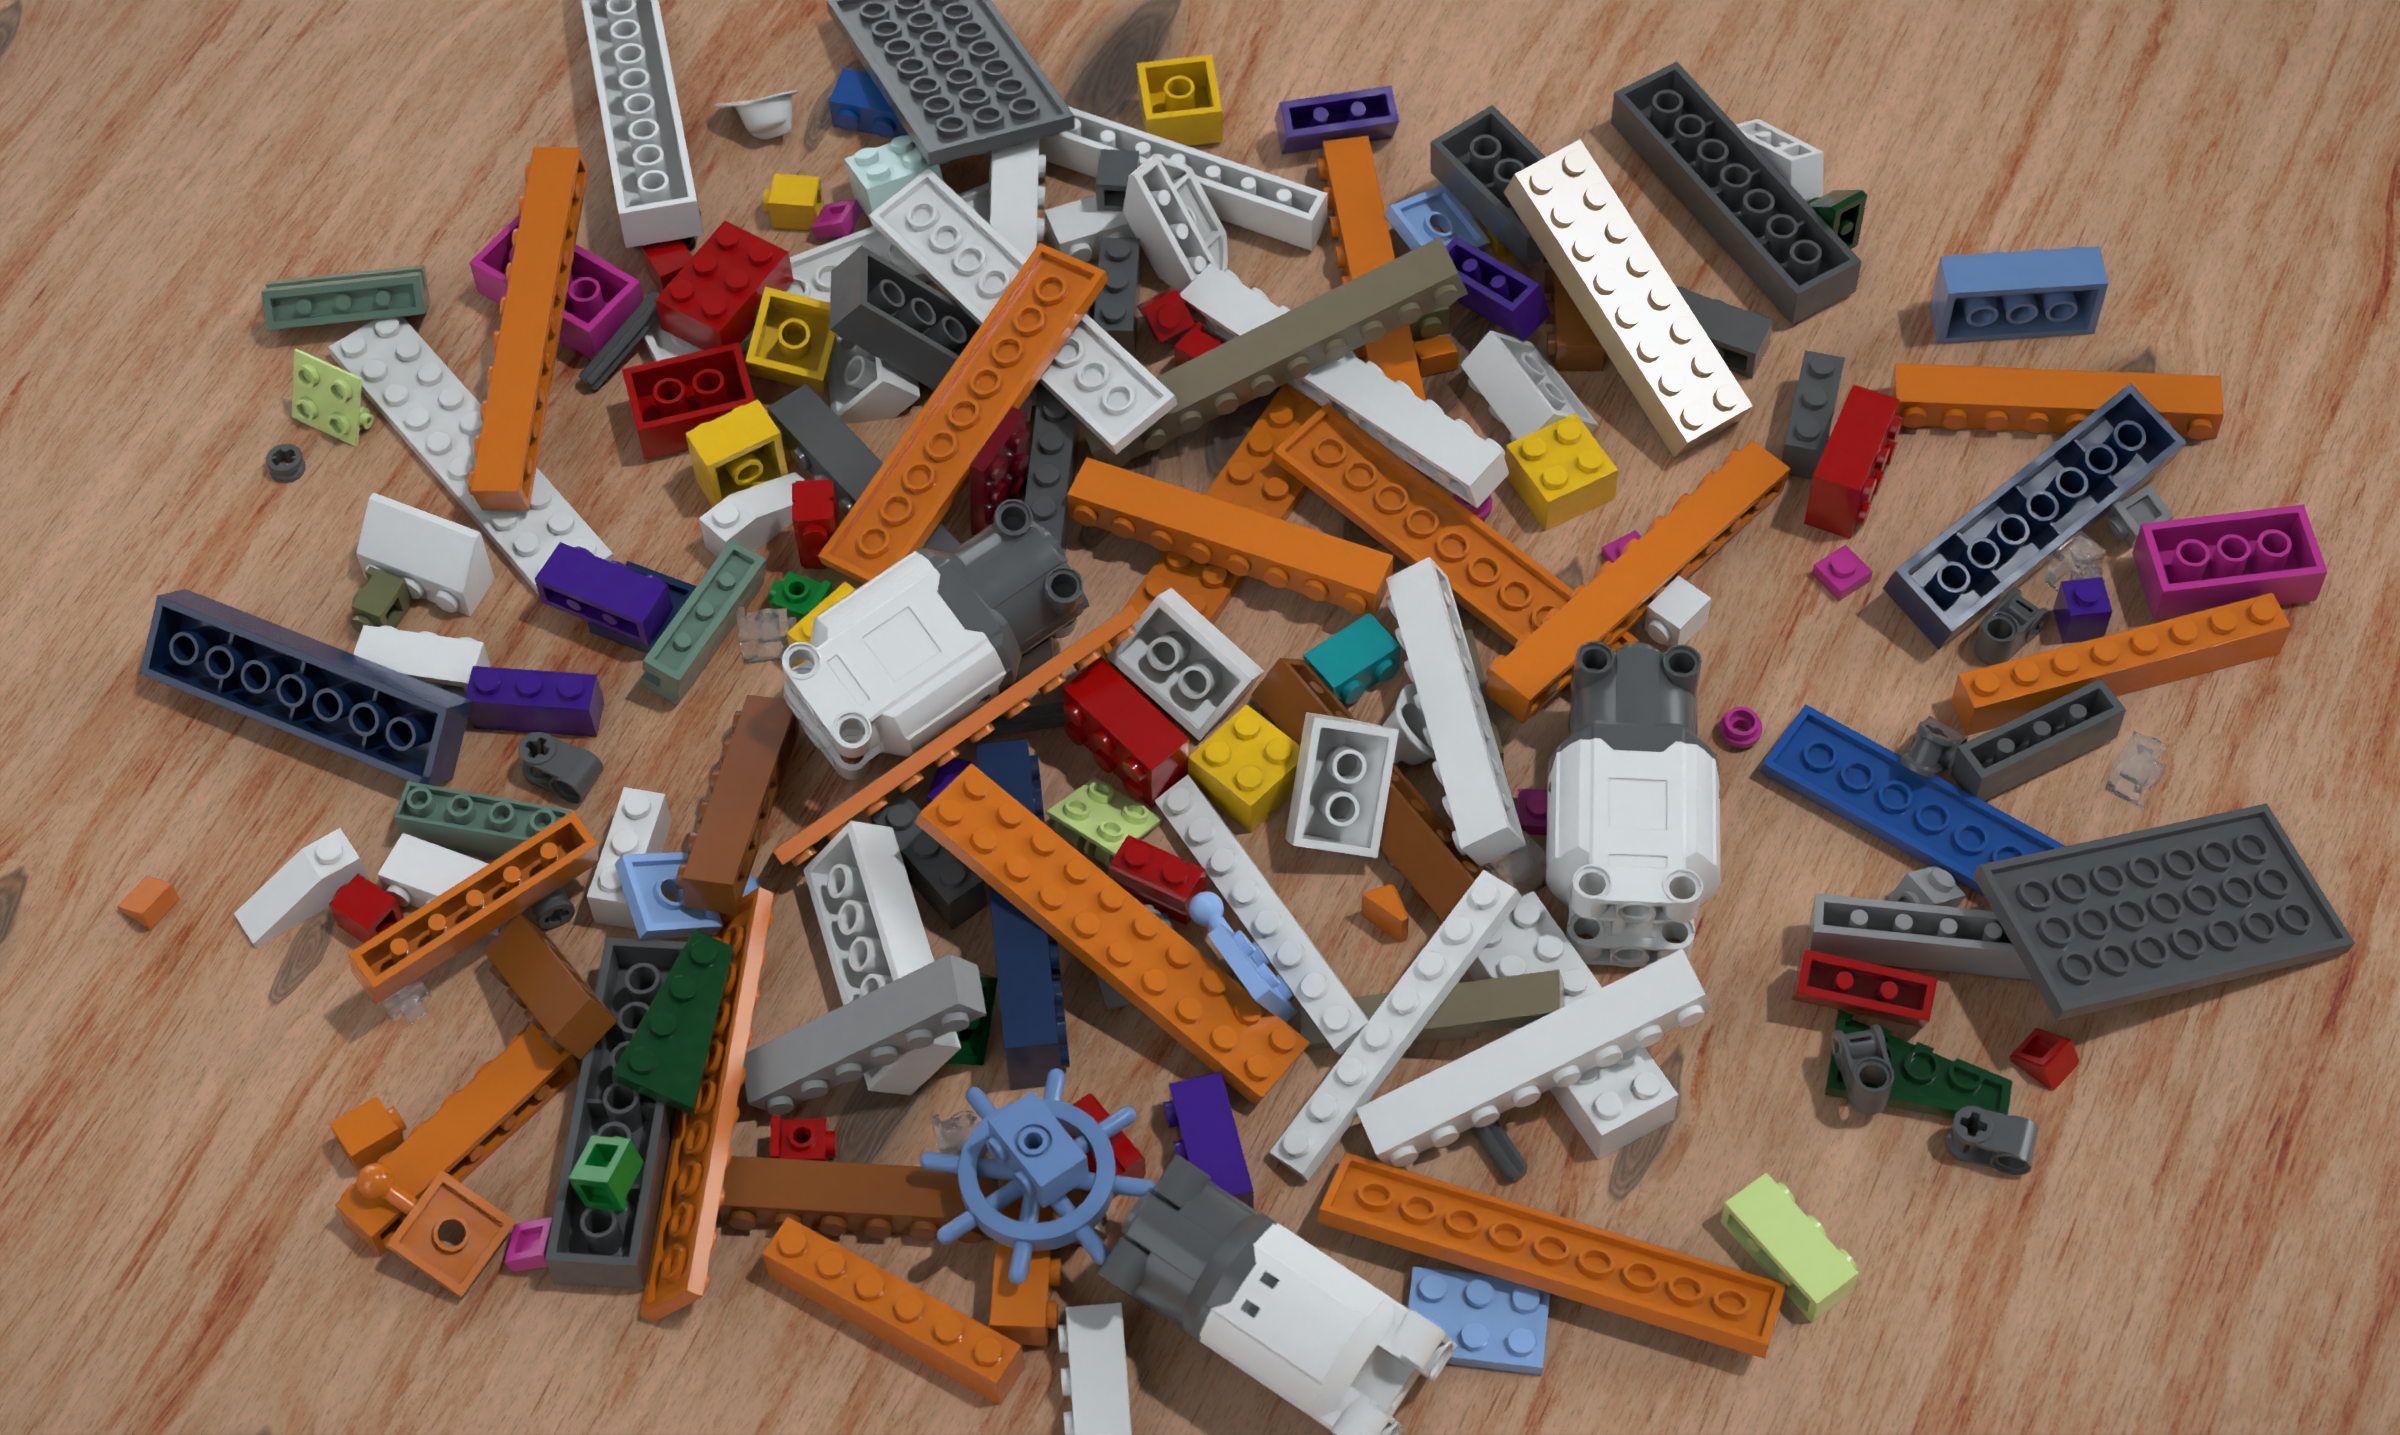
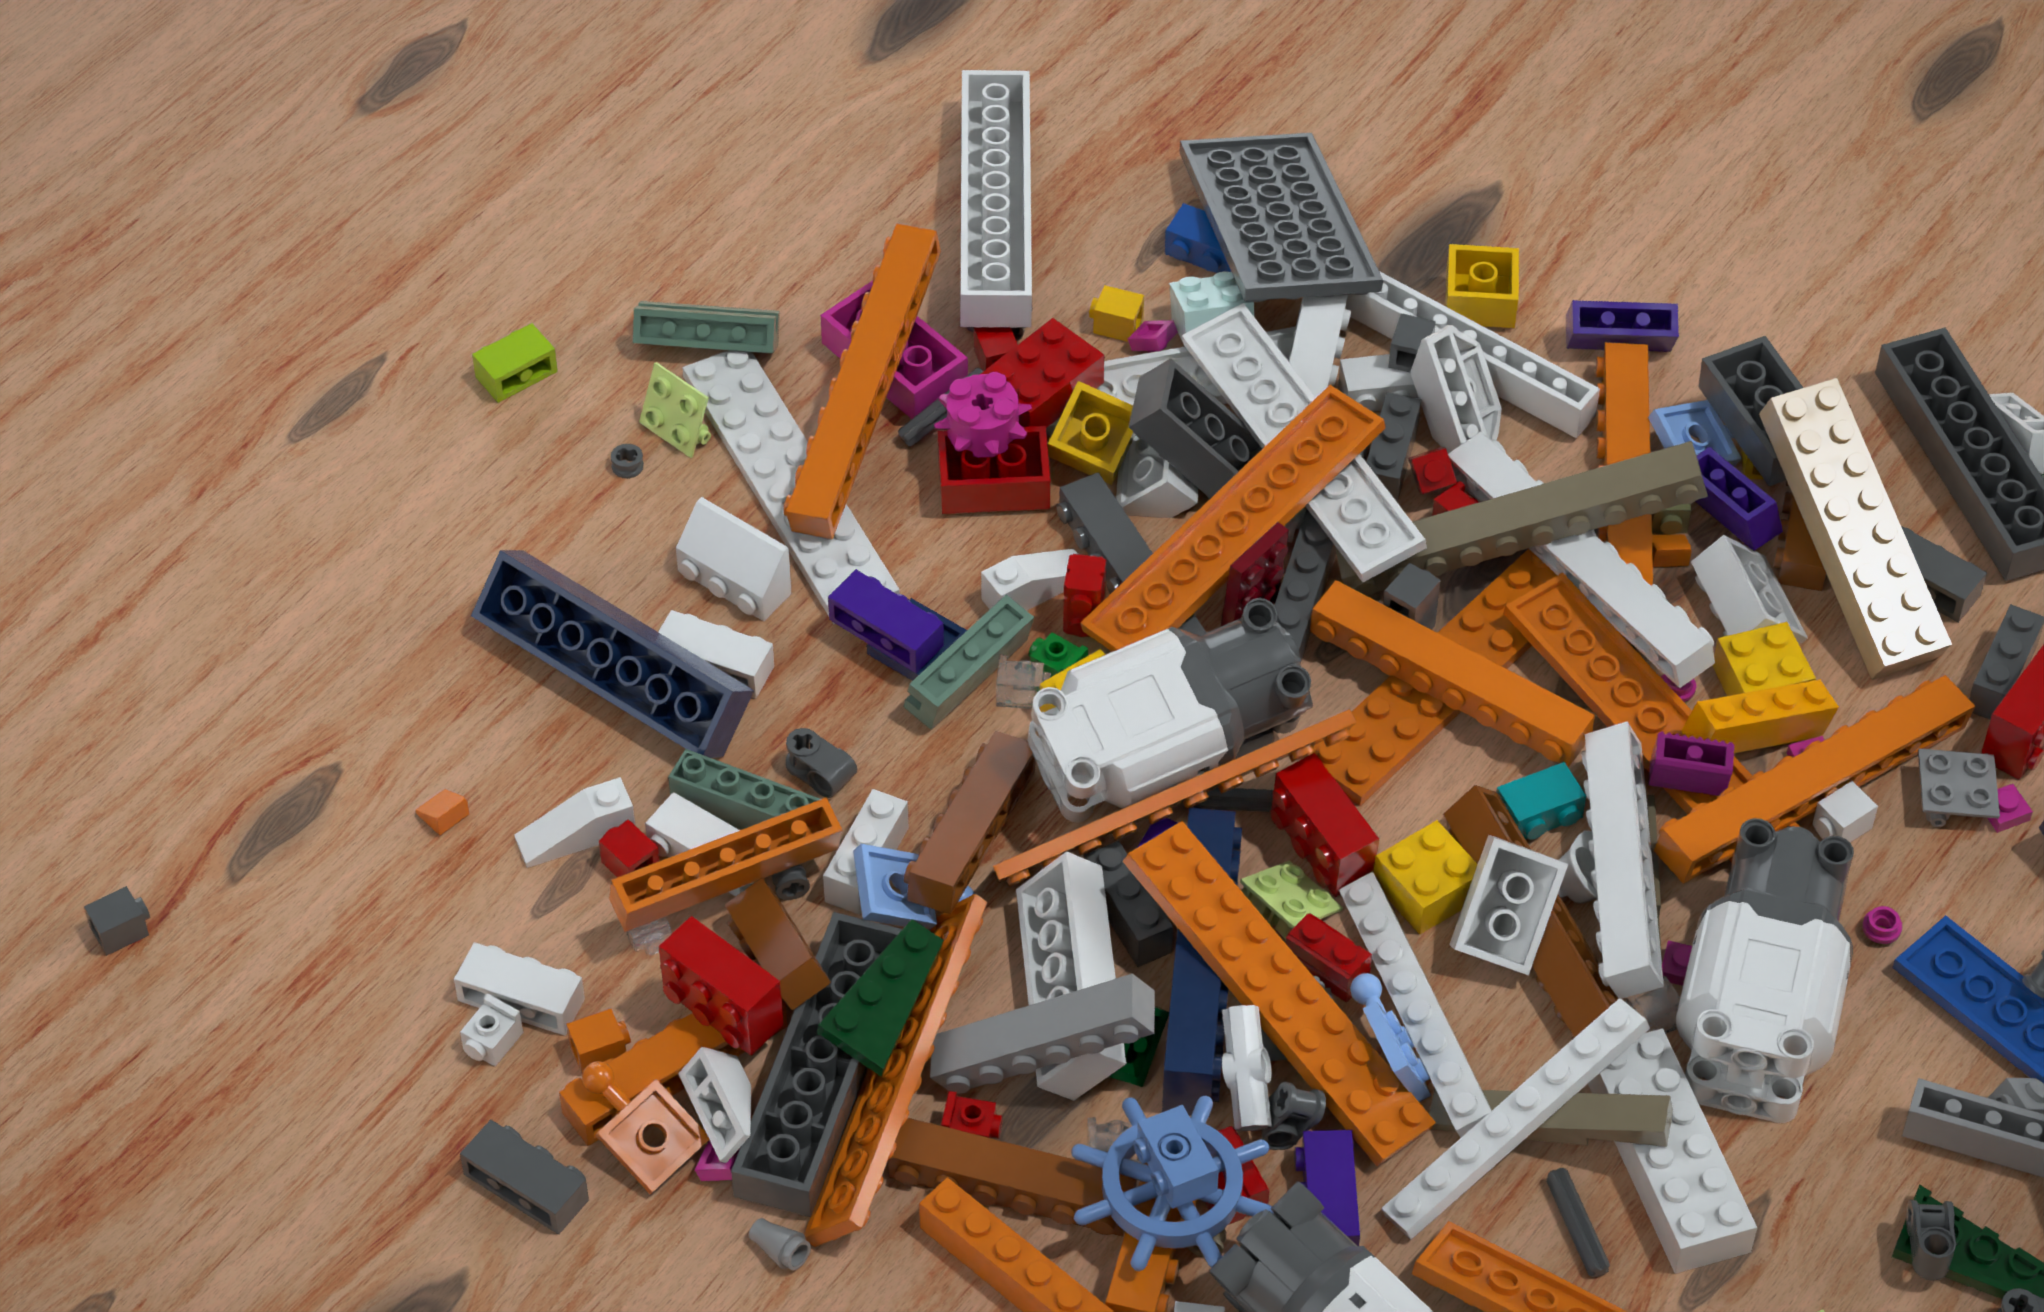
camera: 10 degrees right, 5 degrees down
(140, 375) = (514, 362): none -> lime brick
(253, 1159) = (491, 1031): none -> white brick
(270, 1090) = (541, 993): none -> white brick
(314, 1307) = (525, 1176): none -> dark grey brick
(381, 601) = (689, 593): olive brick -> none
(494, 1049) = (720, 986): none -> red brick
(519, 1176) = (720, 1097): none -> white slope
(535, 701) = (808, 702): dark purple brick -> none
(606, 1172) = (798, 1107): green brick -> none
(617, 1328) = (781, 1244): none -> light grey cone
(667, 343) = (982, 414): none -> dark pink brick
(736, 452) = (1025, 520): yellow brick -> none
(766, 116) = (1107, 234): white piece -> none
(1094, 1026) = (1246, 1068): none -> white piece
(1150, 1067) = (1291, 1114): none -> dark grey piece
(1174, 458) = (1414, 595): none -> dark grey brick
(1185, 664) = (1389, 776): white slope -> none
(1386, 911) = (1526, 1022): orange slope -> none
(1506, 590) = (1691, 764): none -> magenta brick
(1534, 1060) = (1633, 1170): white brick -> none
(1567, 526) = (1764, 716): none -> light orange brick
(1789, 558) = (1957, 785): none -> light grey hinge
(1864, 988) = (1946, 1170): red brick -> none

